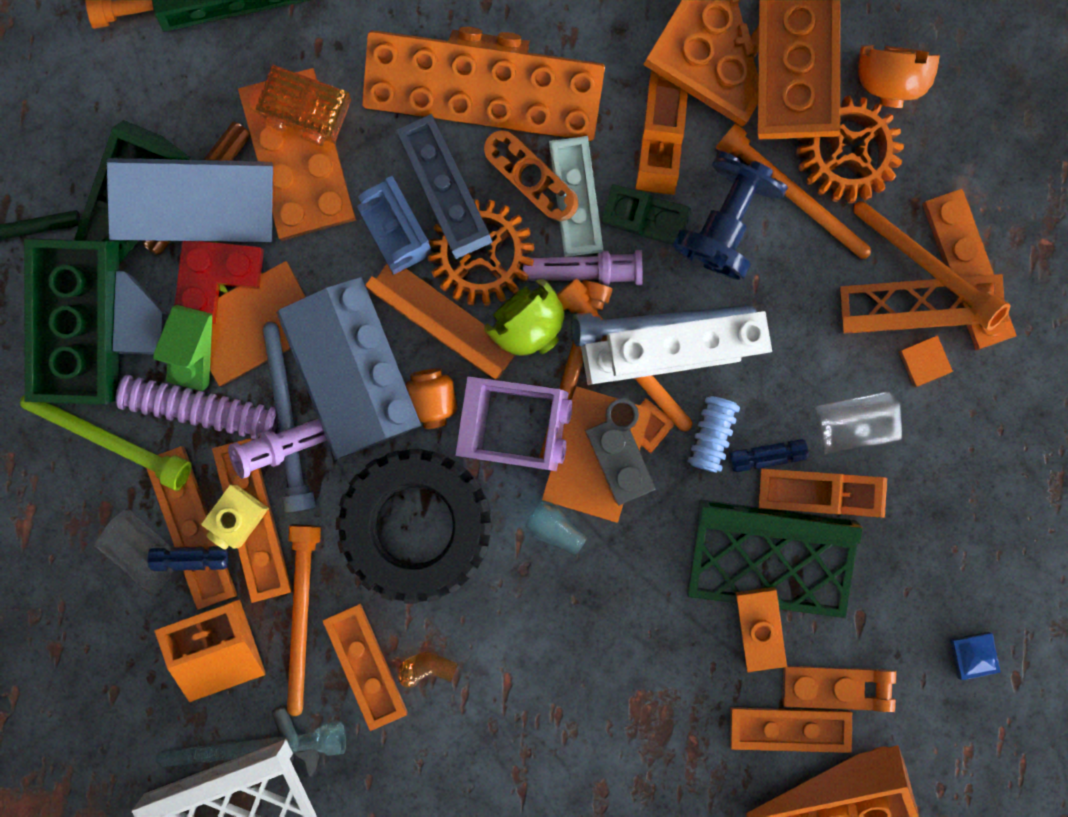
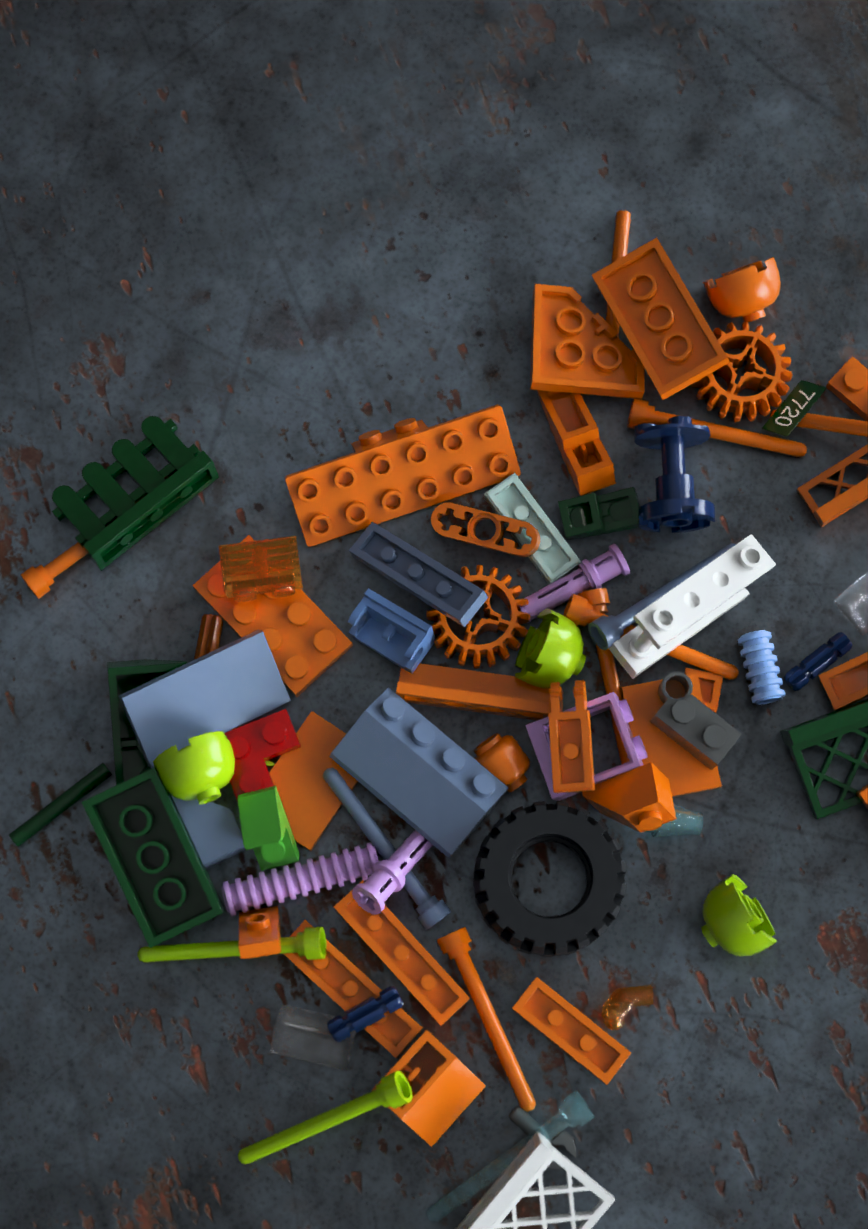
camera: 25 degrees left, 10 degrees down
(131, 438) = (259, 933): none -> orange plate
(147, 262) = (198, 768): none -> lime cylinder
(169, 642) = (392, 1092): none -> lime piece
(234, 517) = (388, 954): light yellow brick -> none
(497, 413) = (571, 741): none -> orange hinge
(531, 495) = (635, 798): none -> orange slope
(562, 649) = (736, 919): none -> lime cylinder
(879, 209) = (794, 408): none -> dark green sticker

